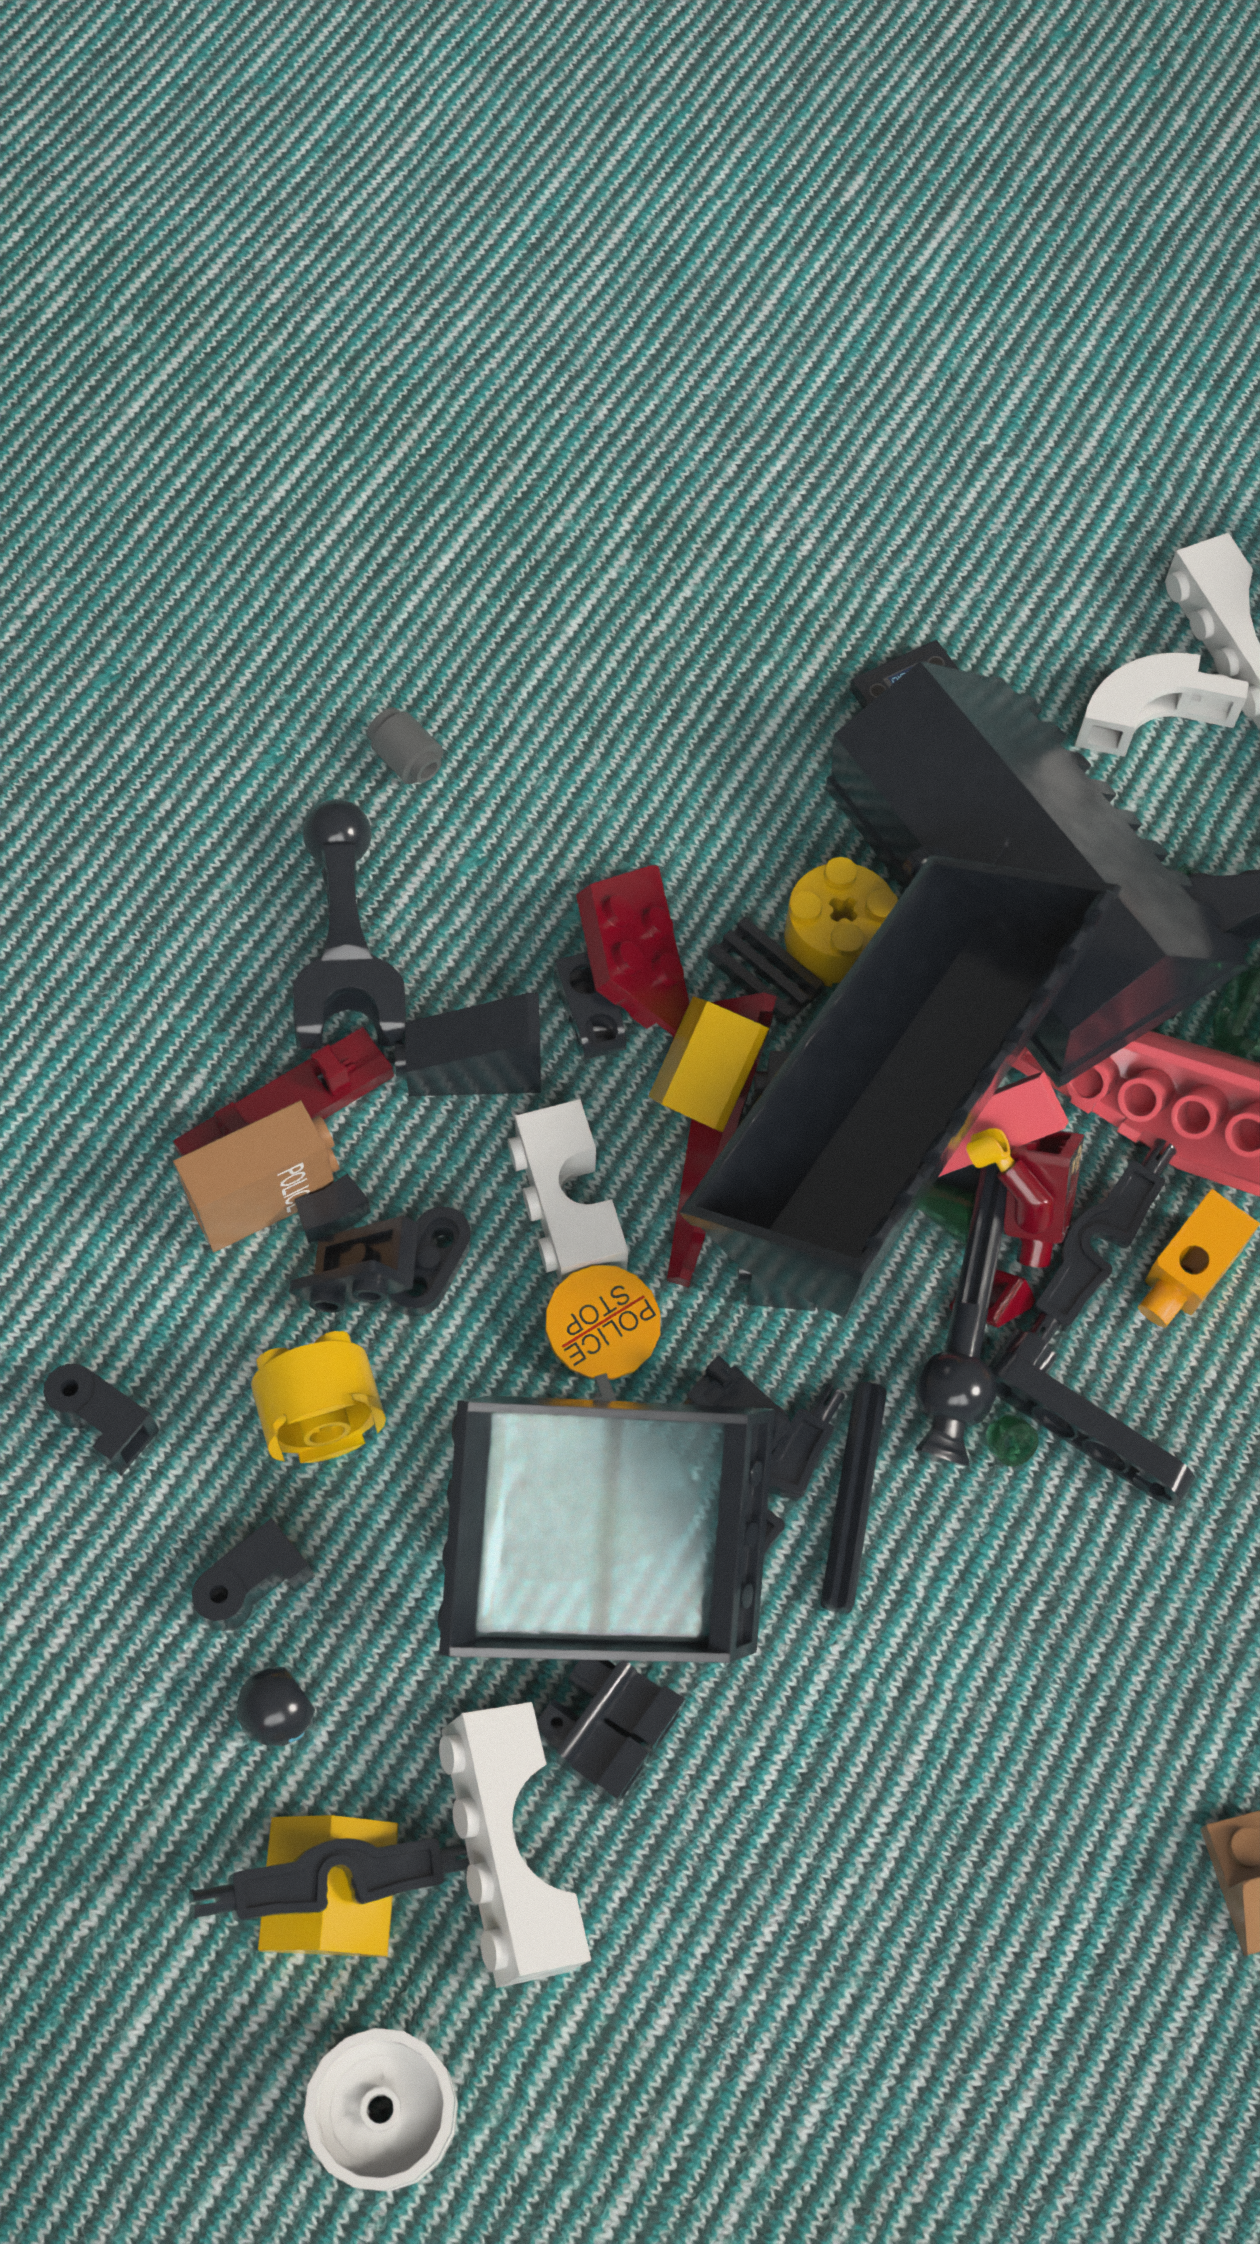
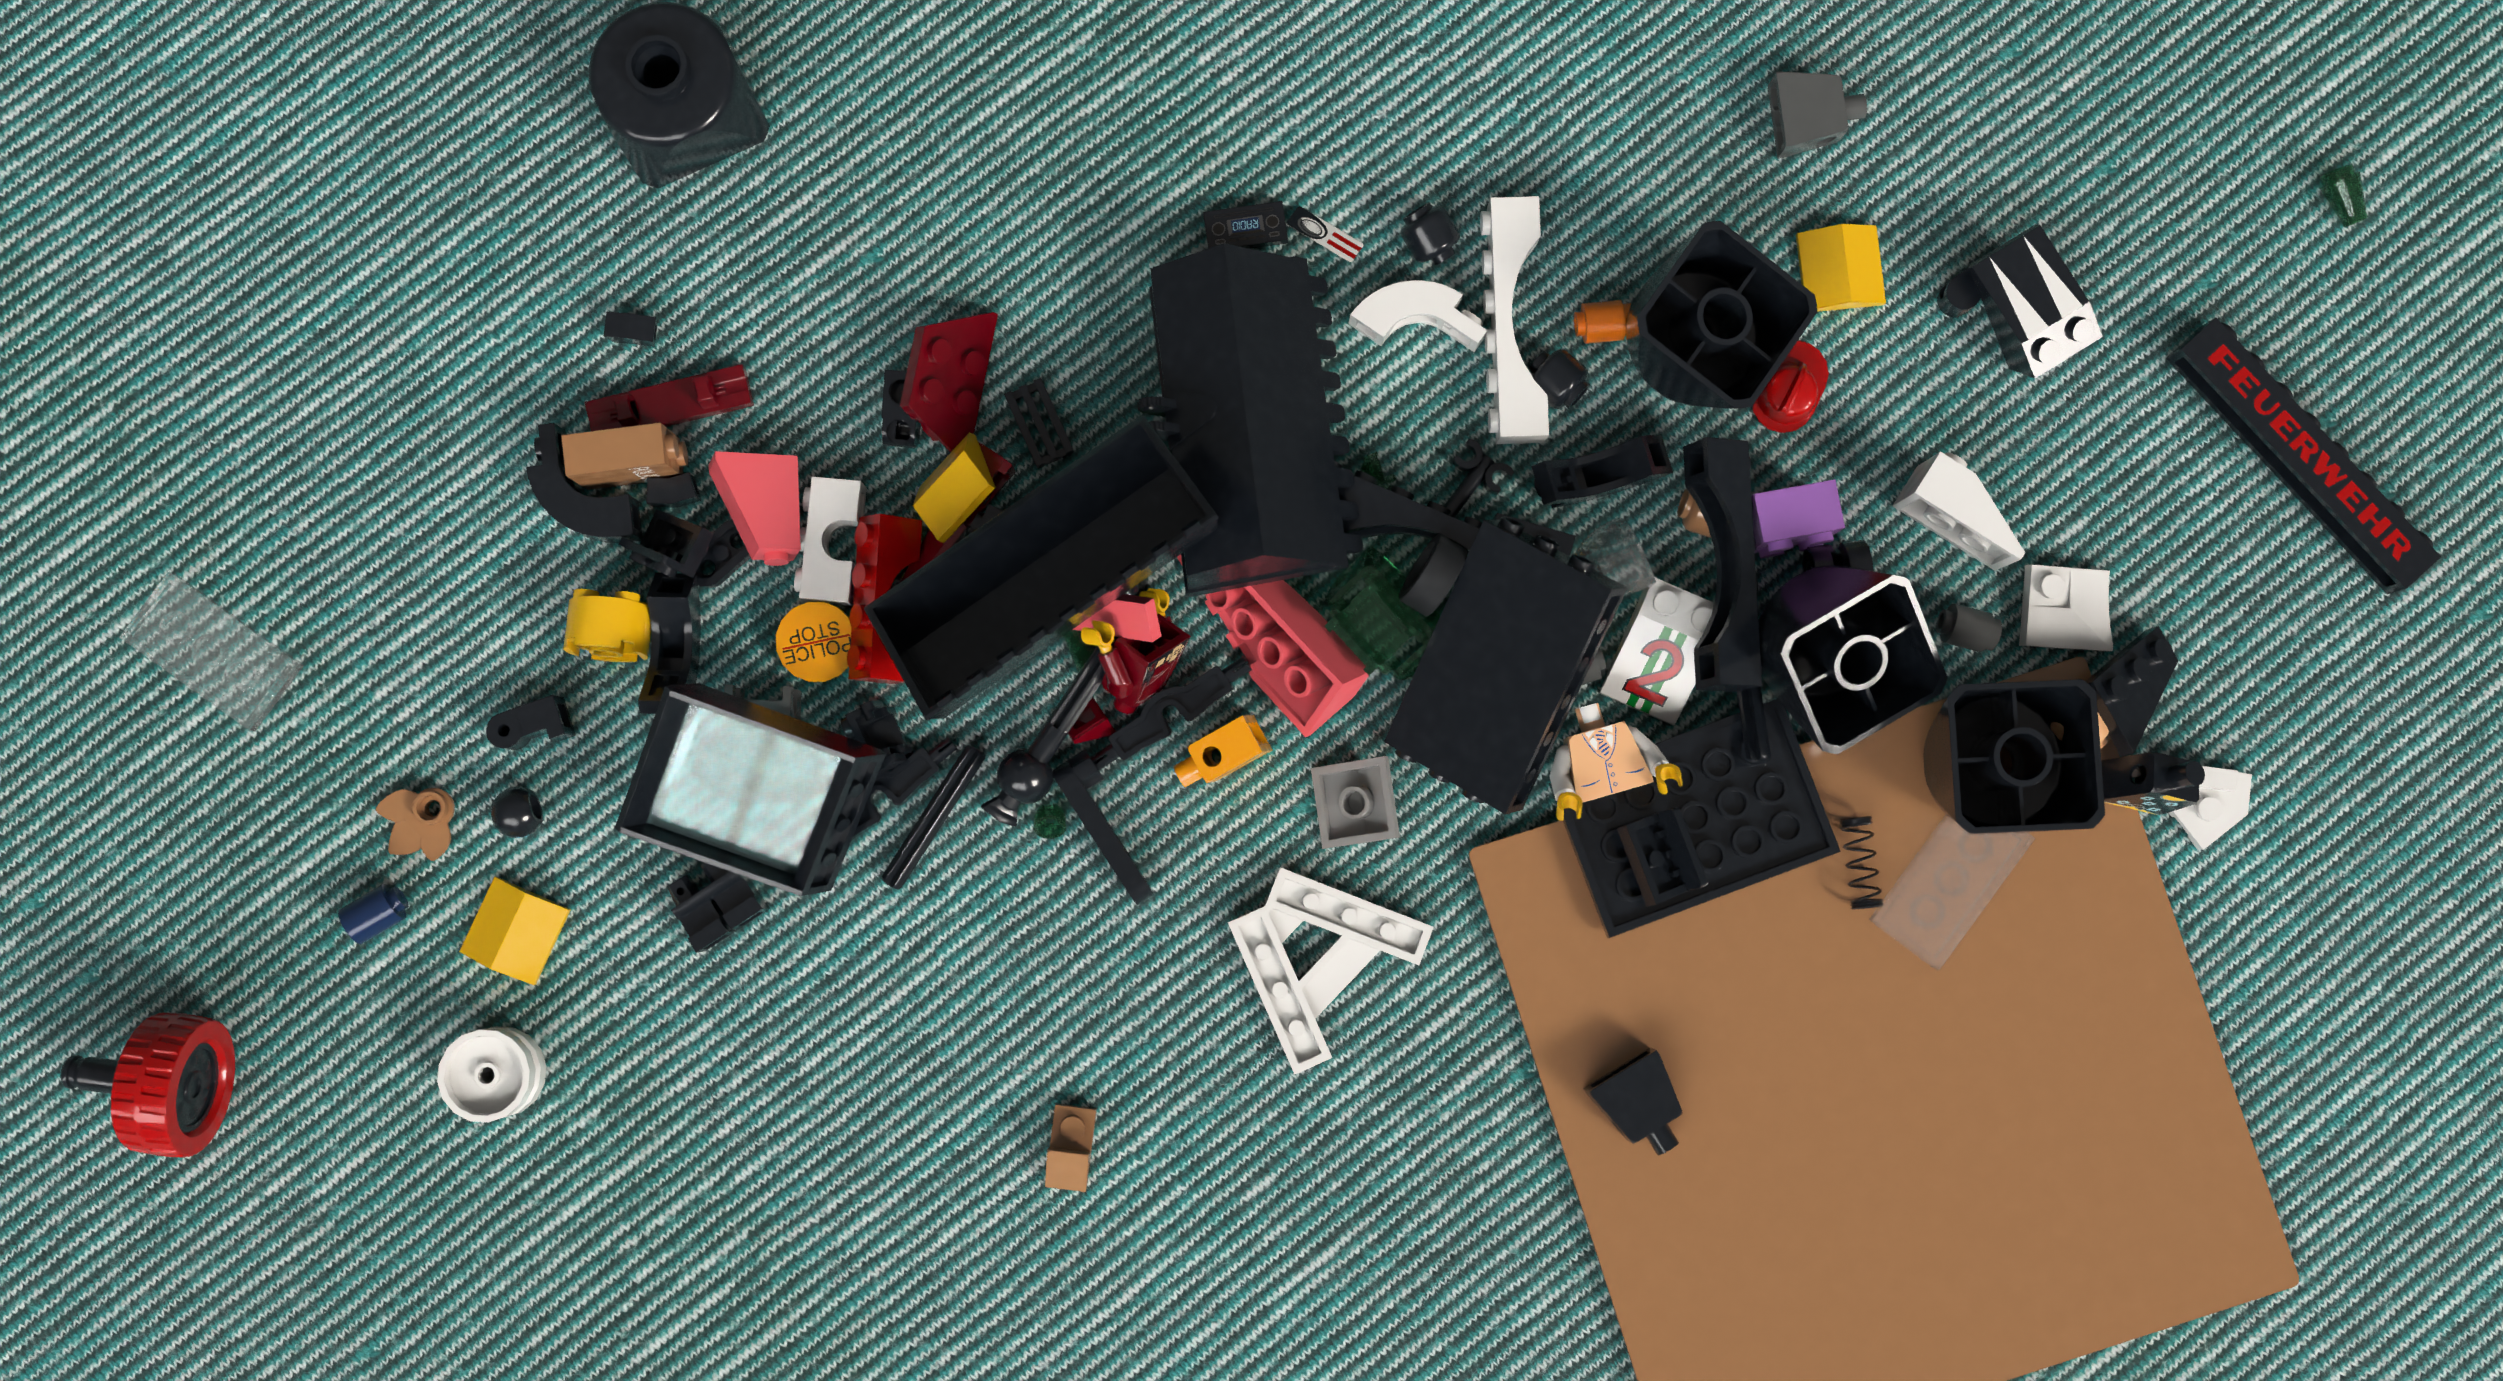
camera: 20 degrees right, 20 degrees up
(91, 1403) = (475, 578): black leg -> none
(112, 1937) = (373, 913): none -> dark blue brick
(129, 1789) = (415, 825): none -> medium nougat plate
(160, 743) = (694, 119): none -> black piece
(202, 1034) = (630, 328): none -> black piece
(206, 1274) = (592, 517): none -> black arch
(303, 1886) = (489, 931): black piece -> none
(347, 972) = (776, 210): black piece -> none
(405, 746) = (853, 150): dark grey brick -> none
(408, 1386) = (674, 637): none -> black arch
(460, 1170) = (762, 502): none -> coral slope
(474, 1050) = (806, 415): black slope -> none
(526, 1922) = (616, 1004): white arch -> none
(690, 1293) = (883, 550): none -> red arch
(835, 917) = (1094, 388): yellow brick -> none
(1001, 659) = (1324, 234): none -> sticker
(1123, 616) = (1430, 234): none -> black head

